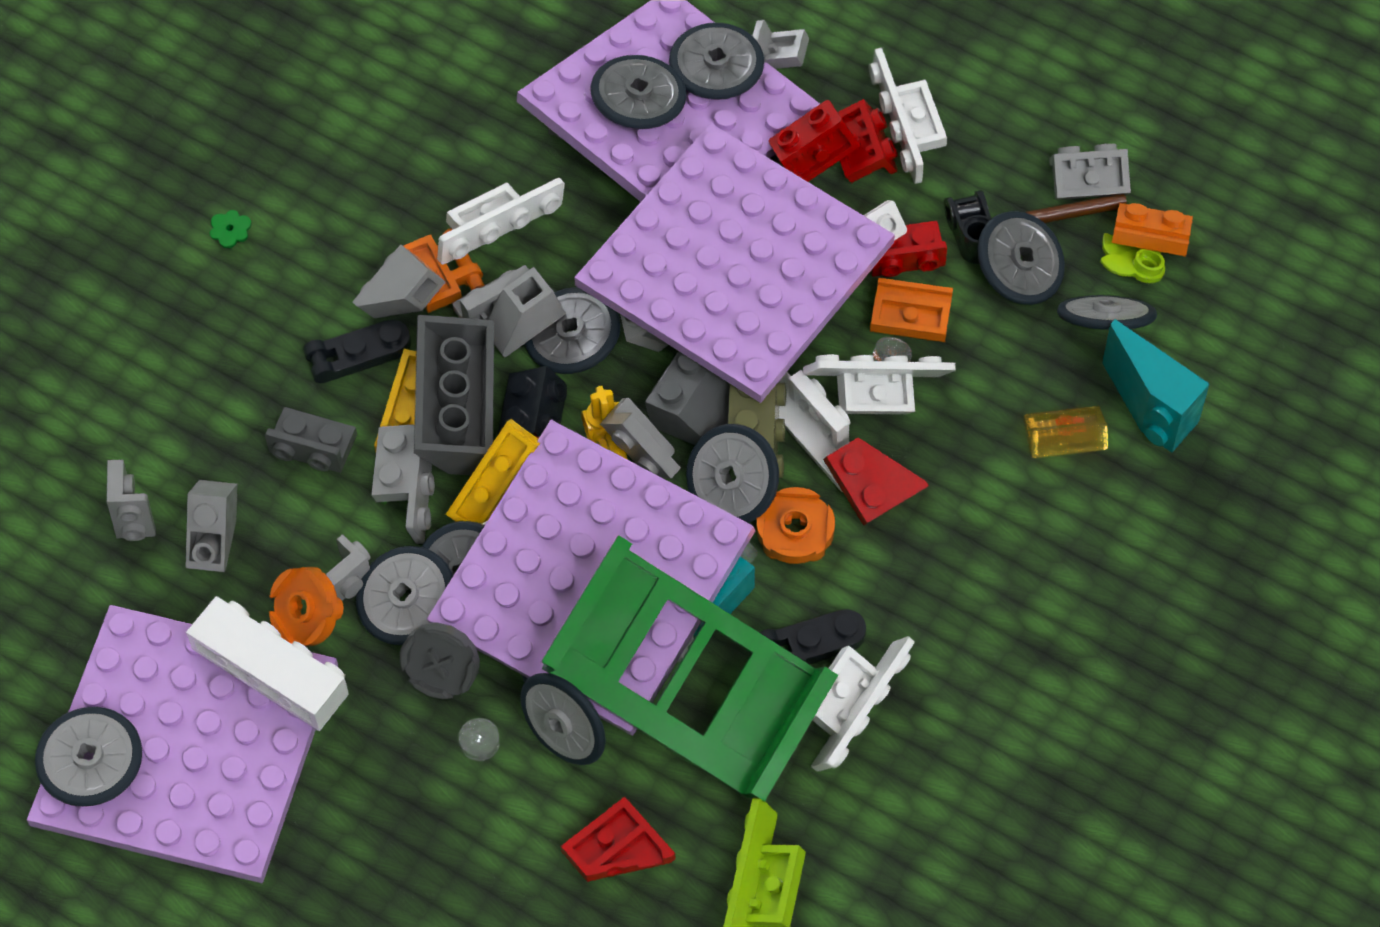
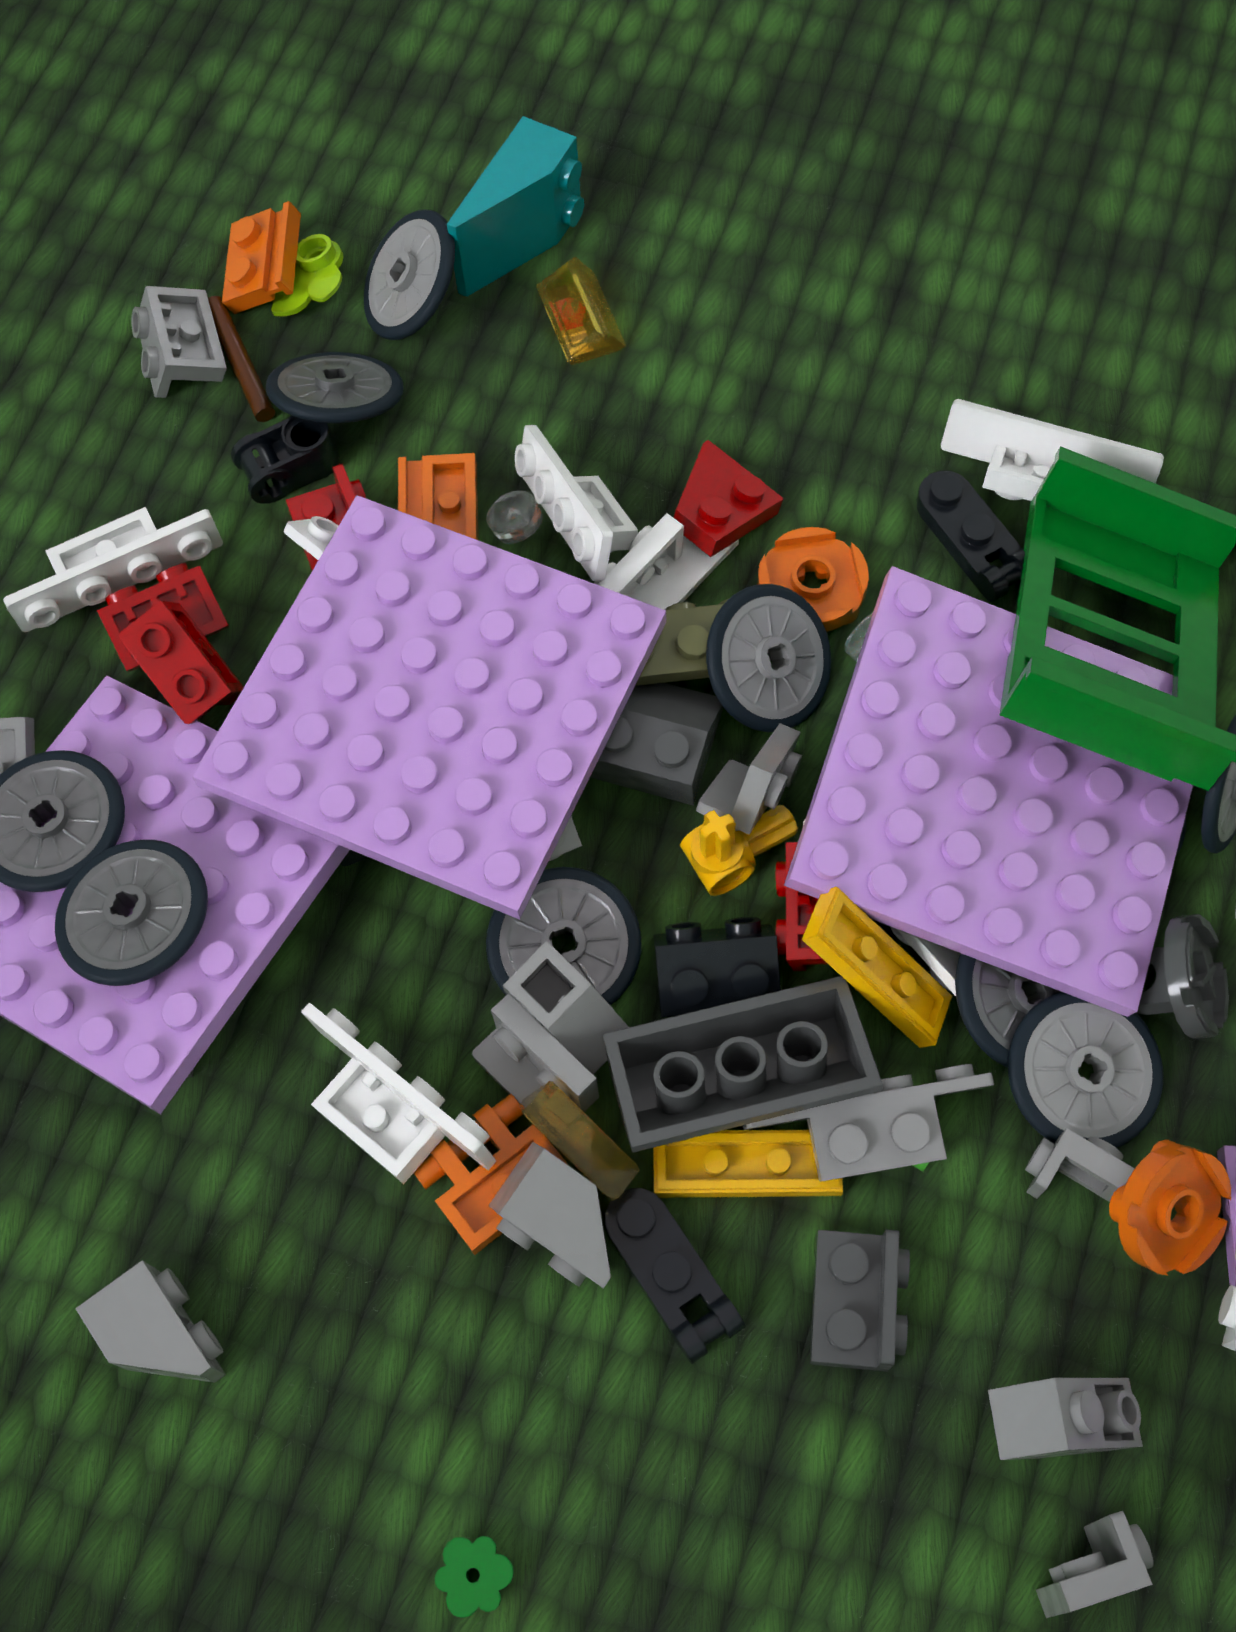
camera: 100 degrees left, 5 degrees up
(402, 93) = (146, 1329): none -> light grey slope
(437, 297) = (580, 1139): none -> clear yellow slope

